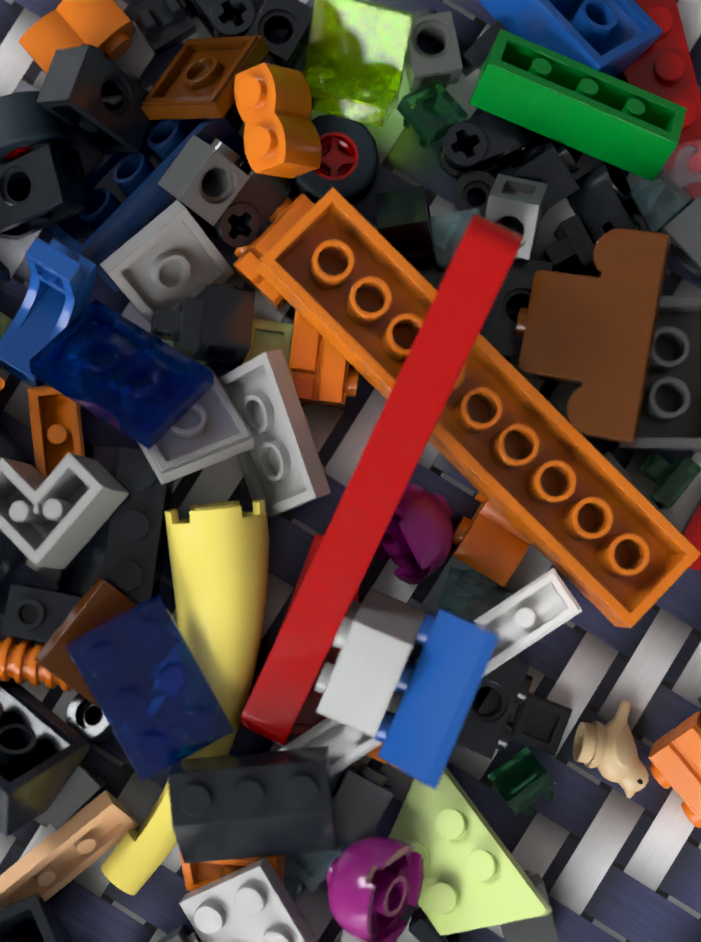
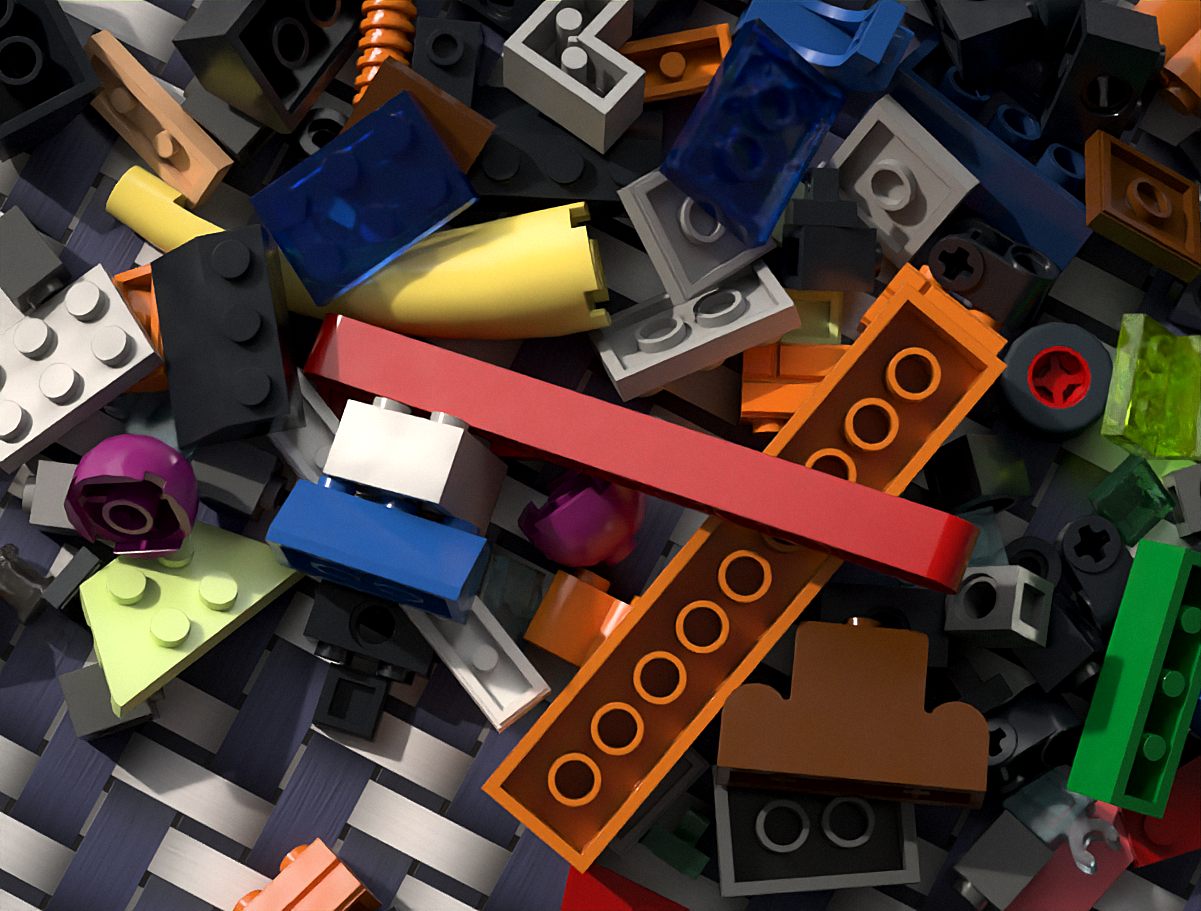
camera: 85 degrees right, 5 degrees down
(187, 171) = (989, 226): dark grey brick -> none
(277, 118) = (1091, 297): orange brick -> none
(522, 781) = (276, 682): clear green tile -> none
(612, 751) = (322, 795): tan animal -> none

